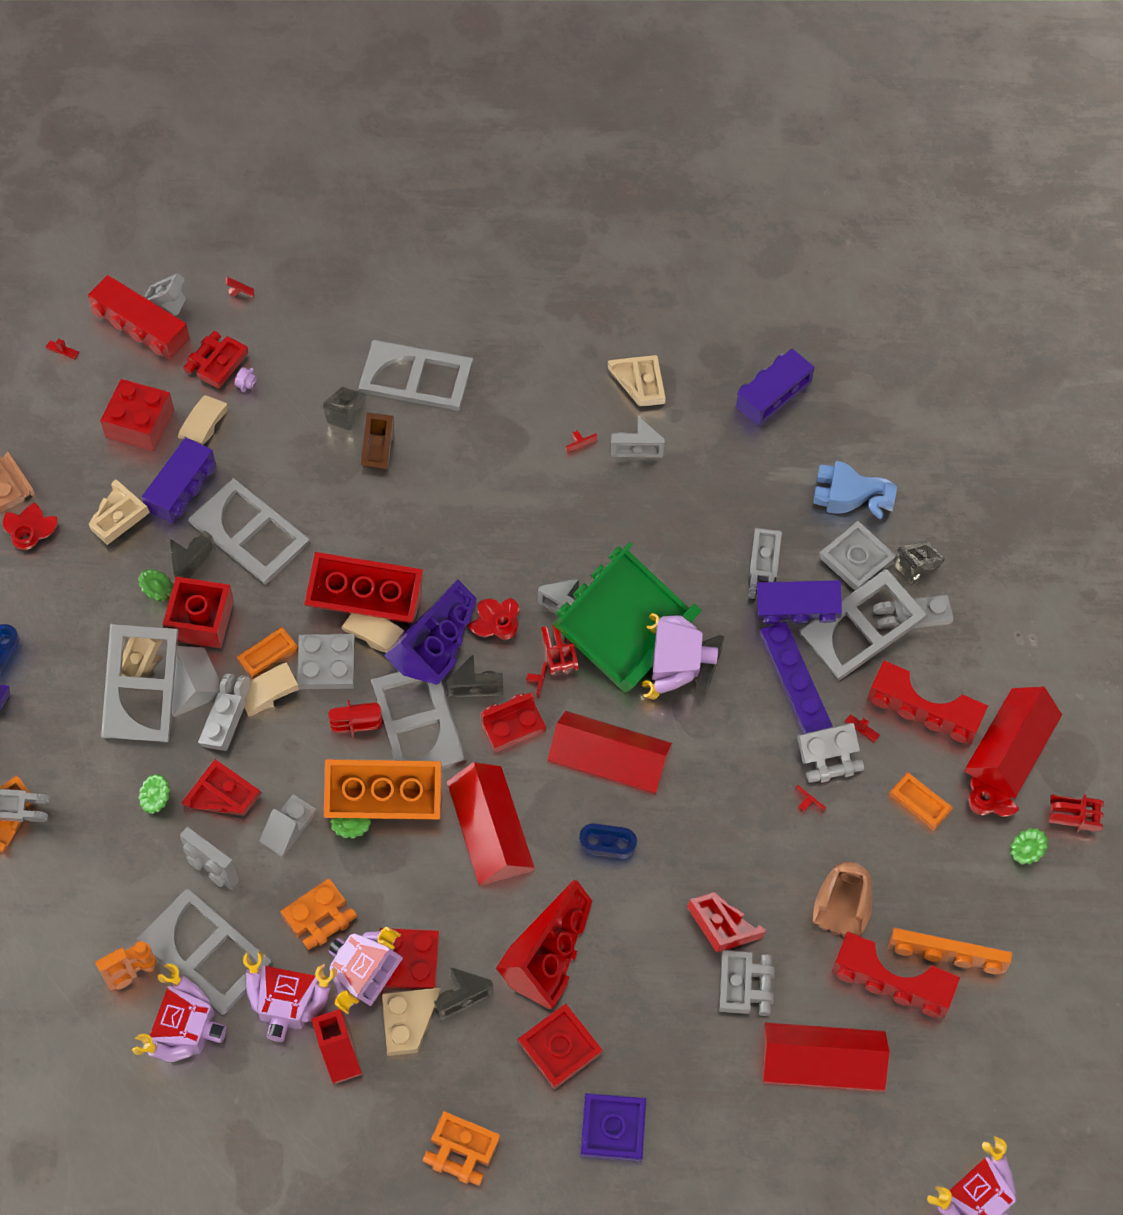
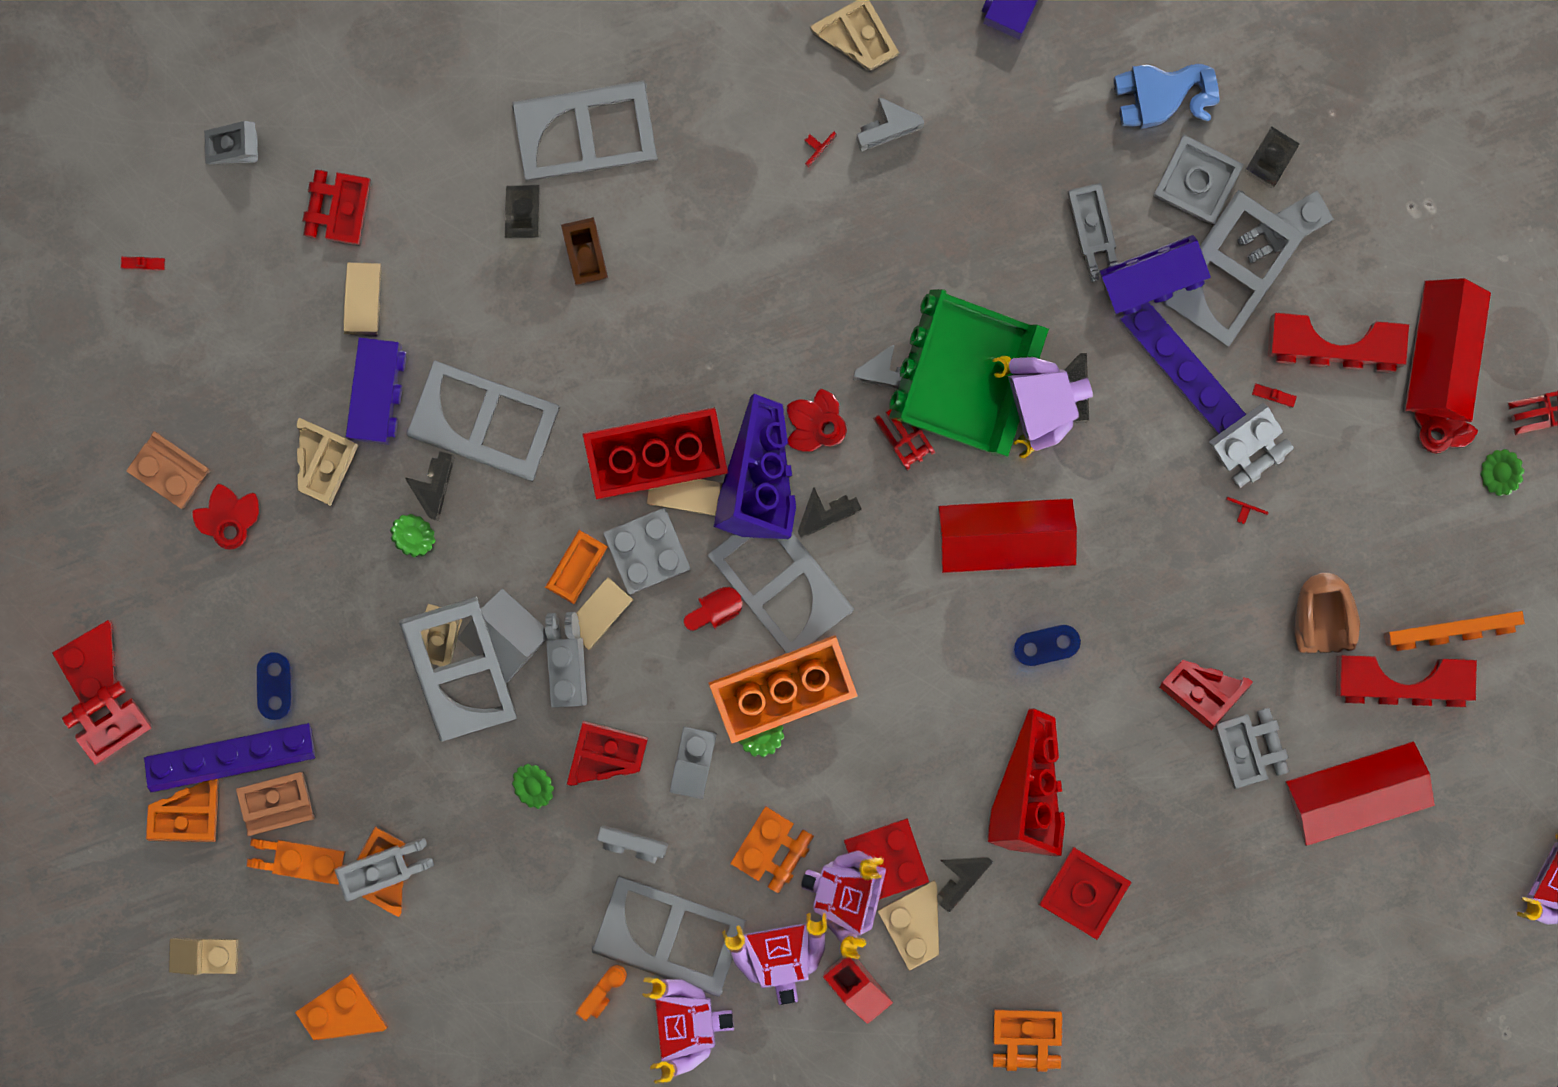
camera: 20 degrees left, 25 degrees up
(137, 414) = (283, 324): red brick -> none
(138, 317) = (216, 187): red brick -> none
(199, 611) = (480, 555): red brick -> none
(237, 287) = (313, 96): red piece -> none
(245, 379) = (386, 221): lavender plate -> none
(489, 823) = (911, 674): red slope -> none
(512, 721) = (887, 545): red bracket -> none
(538, 679) = (894, 478): red piece -> none
(613, 1127) = (1171, 954): dark purple tile -> none
(920, 801) = (1367, 461): orange tile -> none

